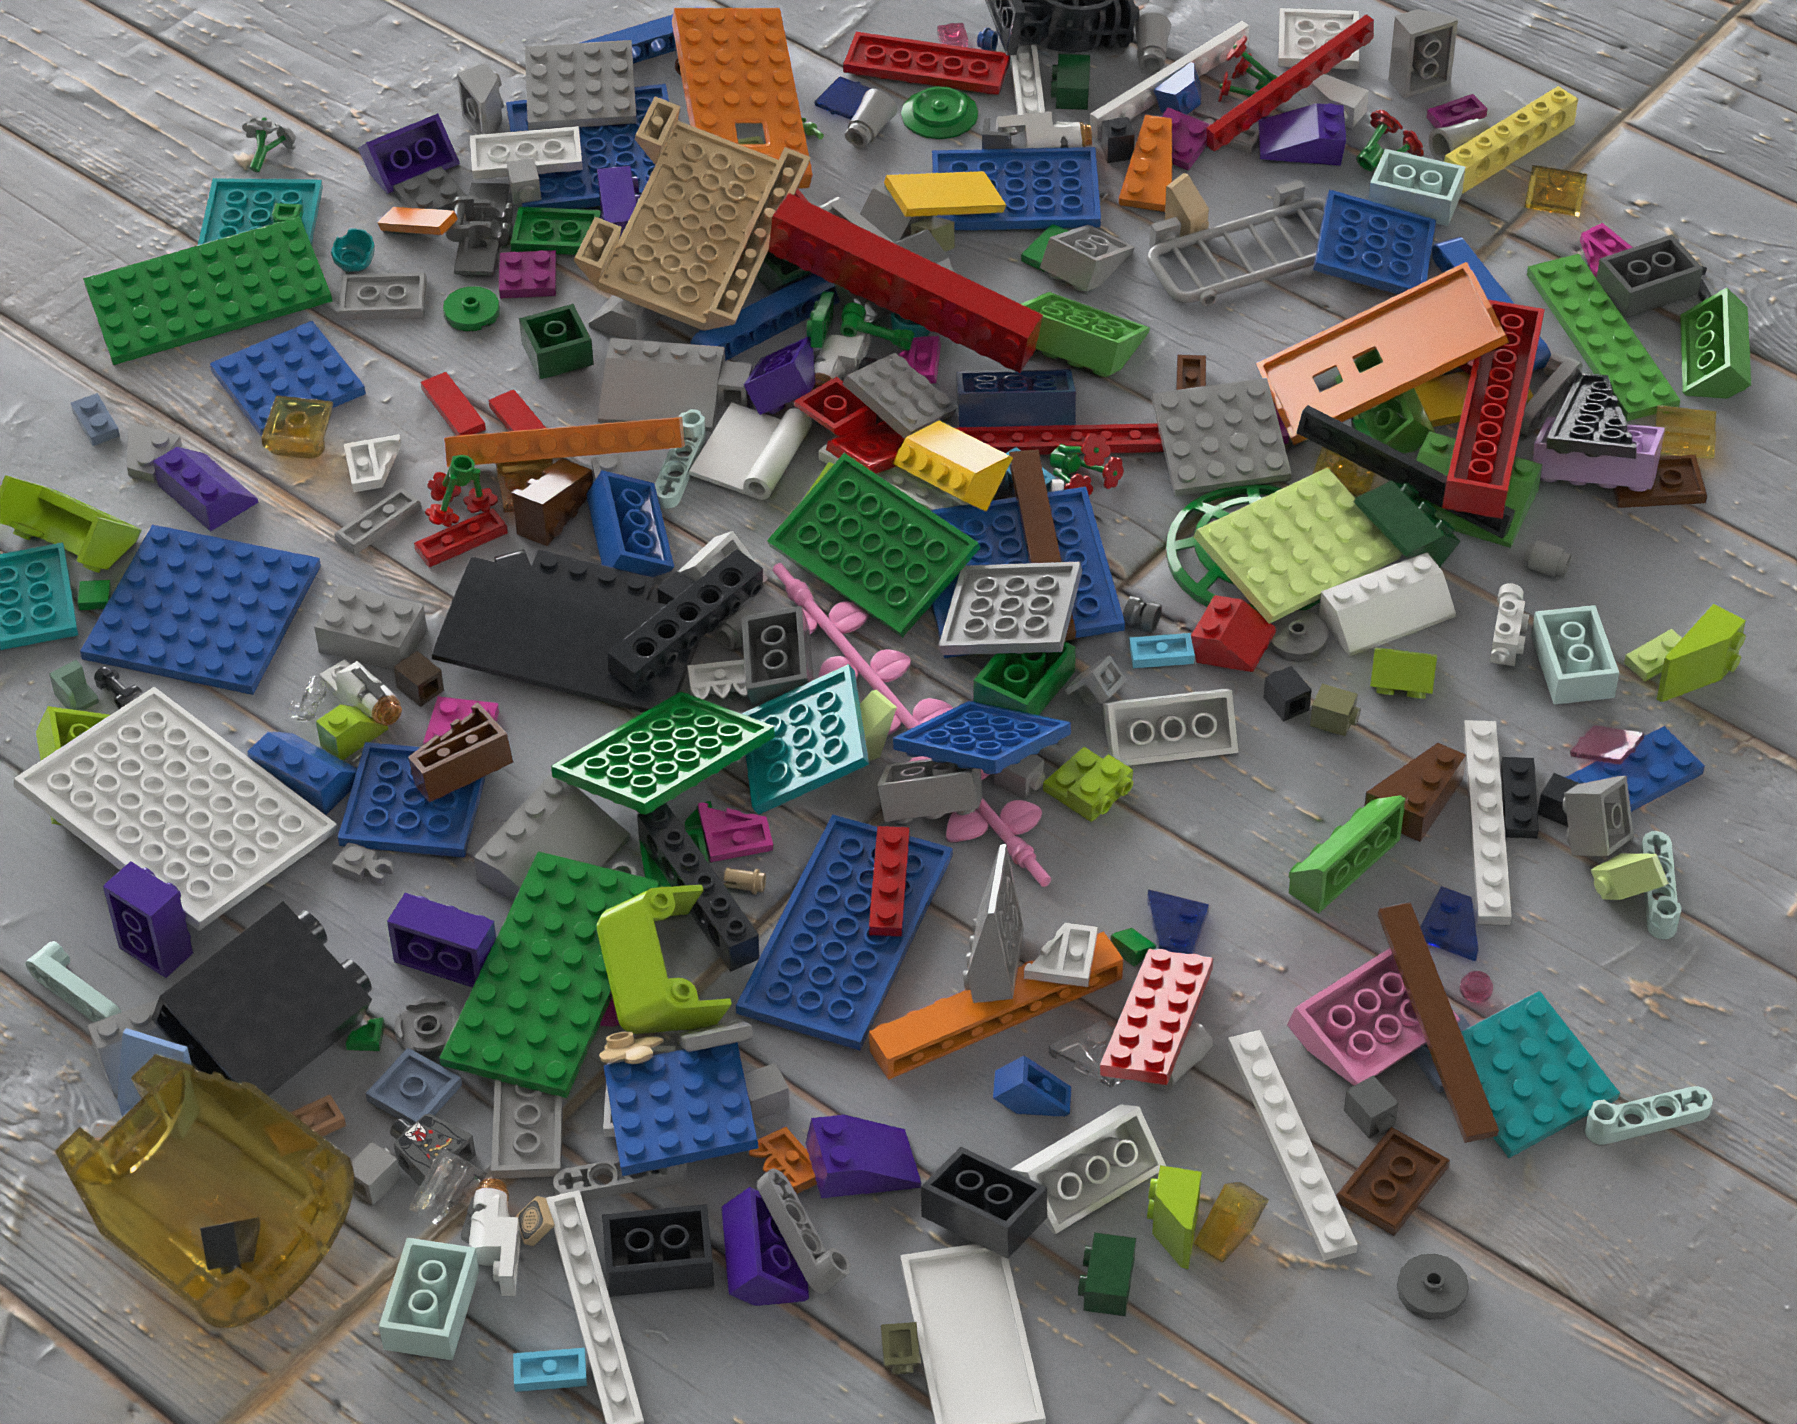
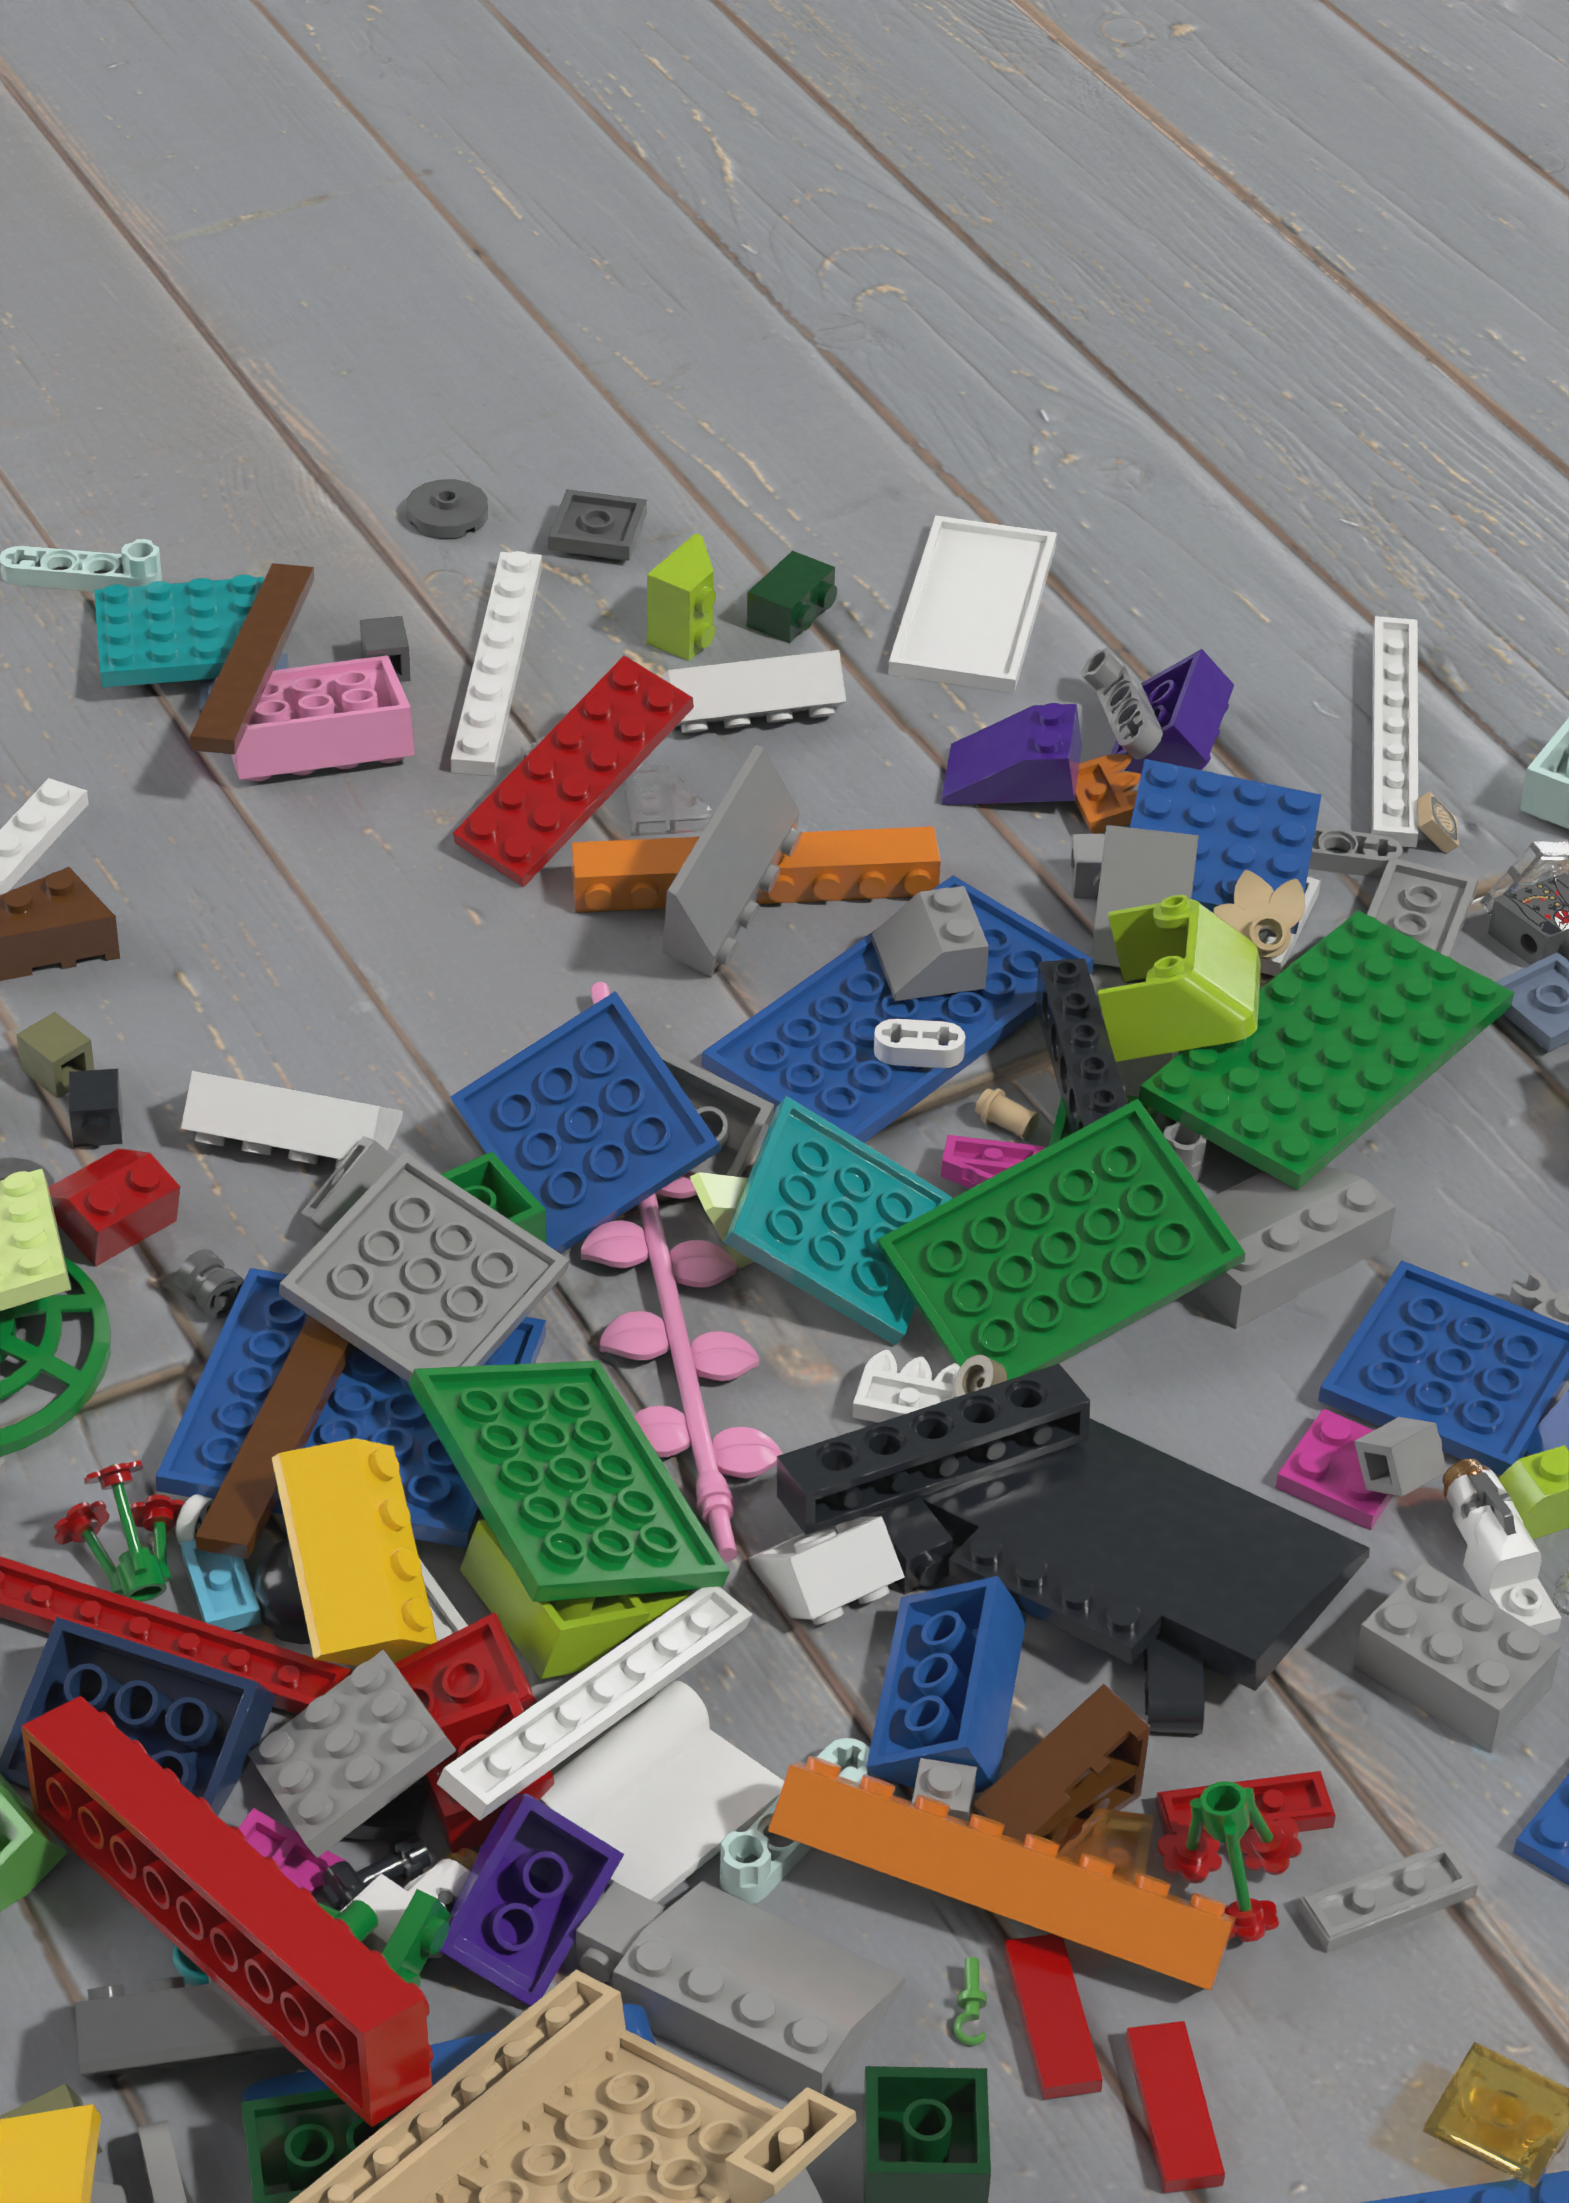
camera: 160 degrees left, 5 degrees down
(371, 461) = (1373, 2016): white wing -> none
(418, 678) = (1396, 1544): dark brown brick -> none
(419, 1017) = (1514, 1066): flat silver plate -> none
(427, 699) = (1401, 1456): none -> light grey brick
(440, 939) = (1470, 1123): dark purple brick -> none
(461, 755) = (1372, 1343): reddish brown wedge -> none
(494, 1233) = (1492, 823): white plate -> none
(549, 1369) = (1464, 694): medium azure plate -> none
(561, 416) = (971, 2000): none -> bright green hand
(658, 1250) = (1301, 739): black brick -> none
(678, 678) = (977, 1374): none -> dark tan tile
(776, 653) = (812, 1360): dark grey brick -> none
(792, 440) = (592, 1701): none -> white plate
(817, 888) = (919, 1043): none -> white beam
(837, 955) = (933, 946): none -> light grey slope
(889, 881) = (814, 1028): red plate -> none
(900, 1347) = (1062, 597): olive bracket -> none
(984, 1202) = (900, 665): black brick -> none
(1031, 1089) = (792, 761): blue slope -> none
(1066, 957) = (644, 842): white wing -> none
(1089, 783) = (432, 1076): lime plate -> none
(1131, 945) = (537, 892): green slope -> none
(1161, 650) = (221, 1228): medium azure plate -> none
(1176, 921) = (460, 902): clear blue wing -> none
(1230, 1220) = (612, 599): clear yellow slope -> none
(1303, 1303) = (597, 525): none -> dark grey plate
(1347, 853) = (192, 875): bright green slope -> none
(1392, 1181) = (423, 594): reddish brown tile -> none
(1451, 924) = (124, 804): clear blue wing -> none
(1477, 980) = (156, 728): clear pink plate -> none

